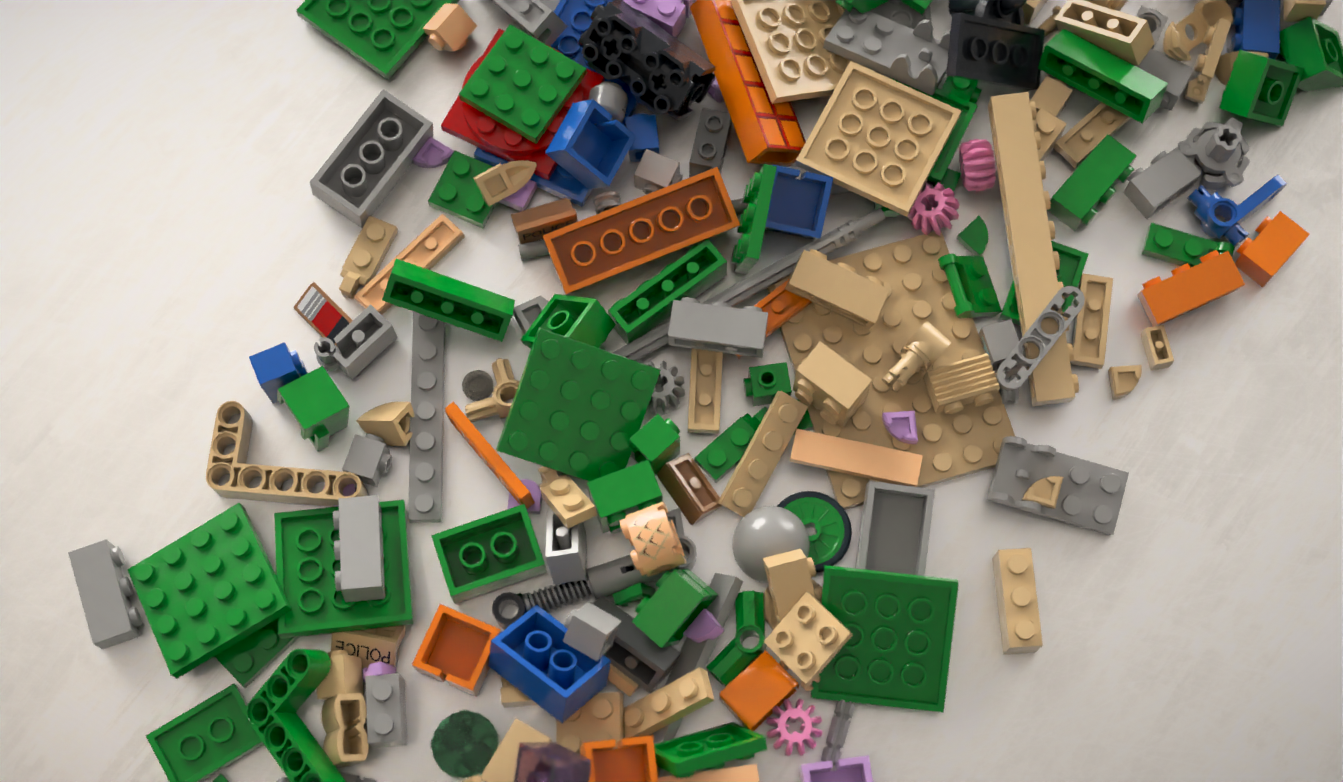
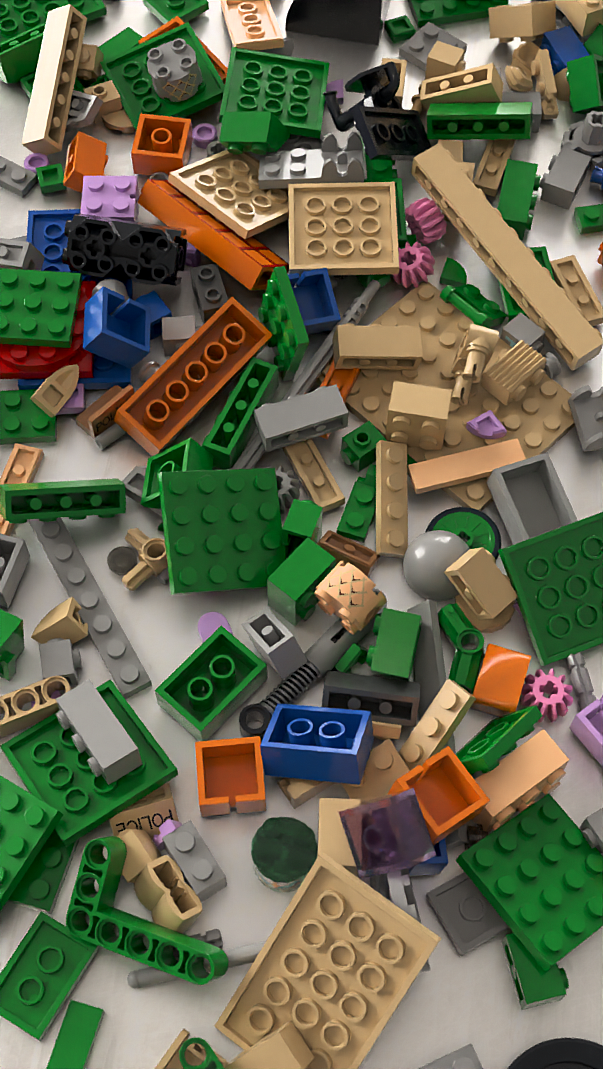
camera: 30 degrees left, 10 degrees down
(489, 455) = (165, 606): orange tile -> none
(565, 498) = (251, 606): tan hinge -> none
(591, 630) = (340, 694): light grey brick -> none
(704, 627) = (427, 651): lavender tile -> none
(807, 639) = (521, 612): tan plate -> none
(1037, 336) = (554, 310): light grey beam -> none

